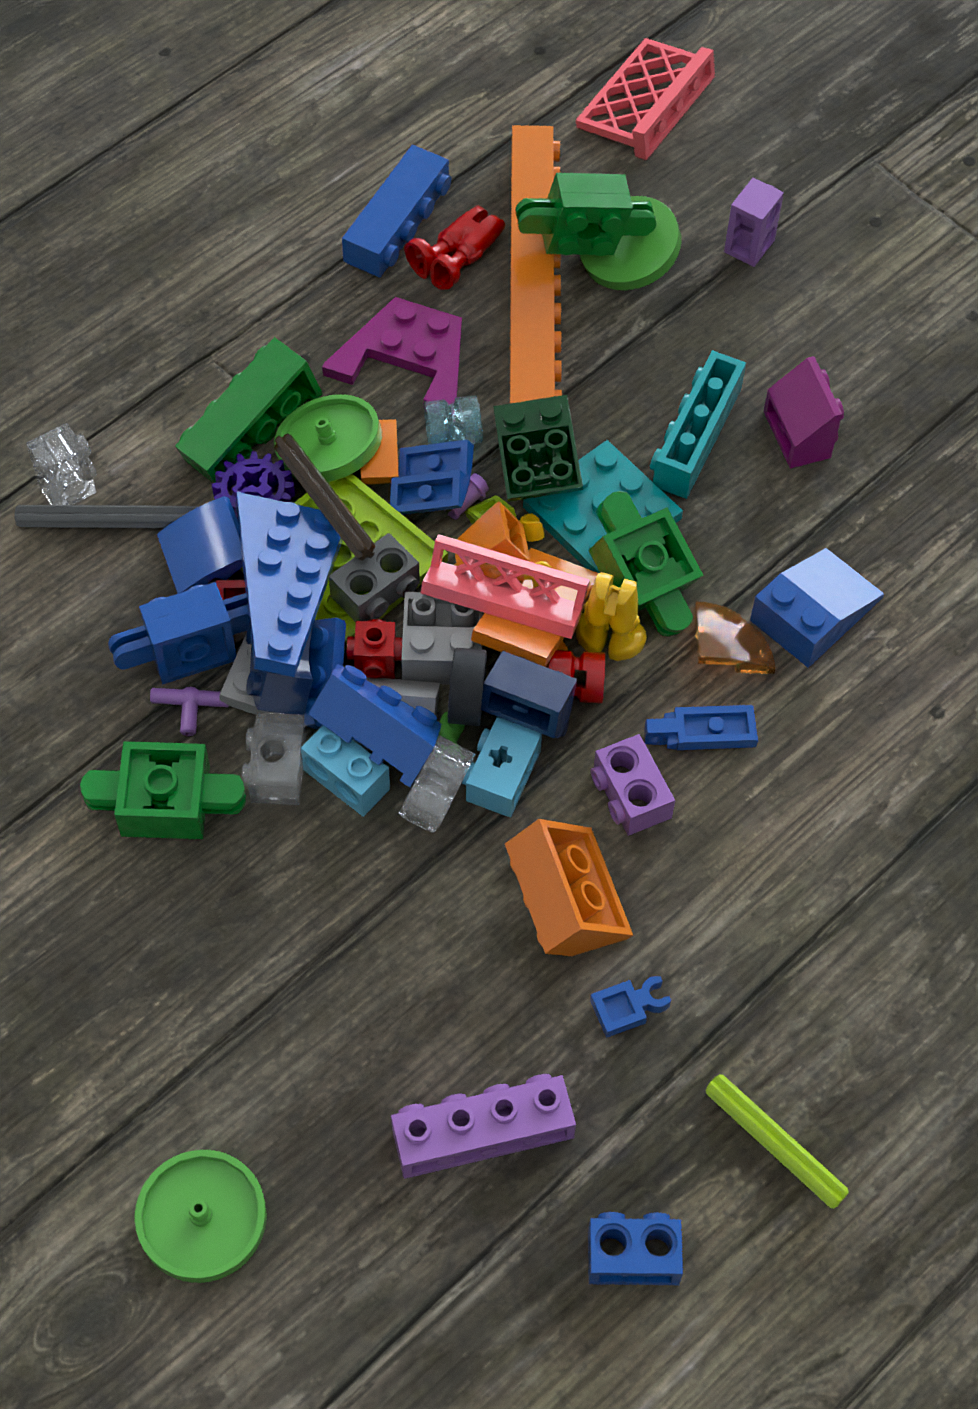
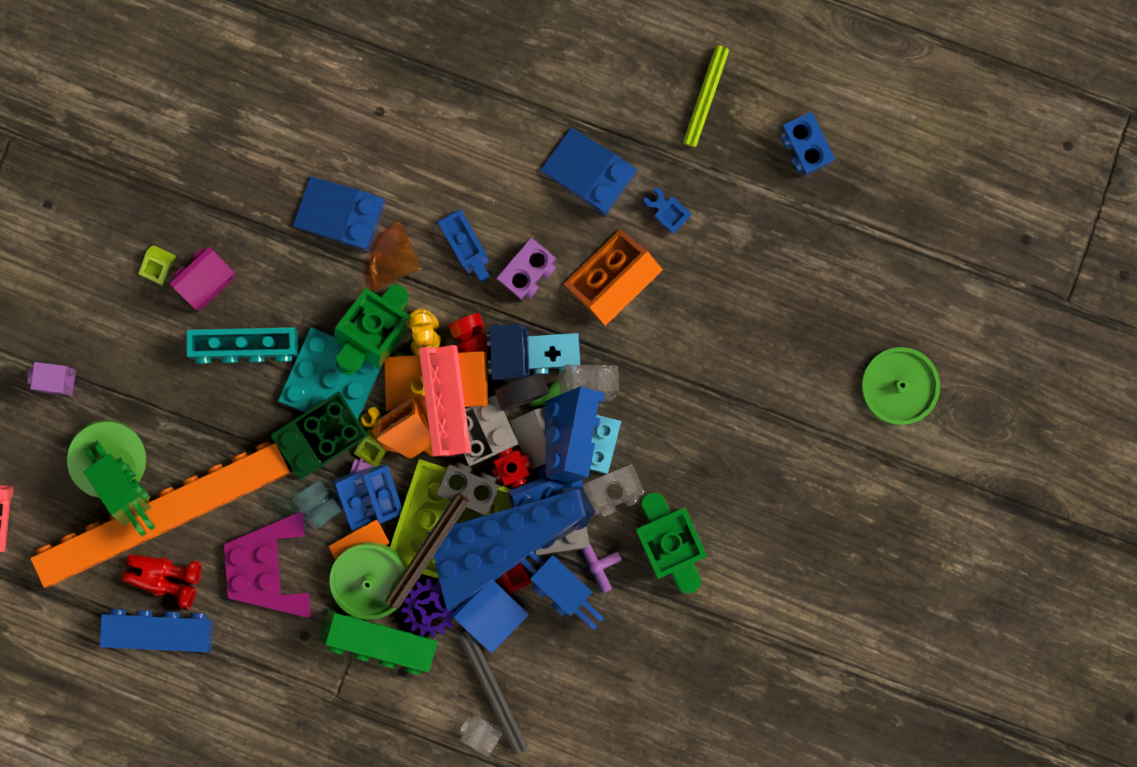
camera: 115 degrees left, 25 degrees up
(483, 1125) = (779, 257): medium lavender brick -> none
(731, 928) = (589, 171): none -> blue slope
(850, 388) = (156, 264): none -> lime slope

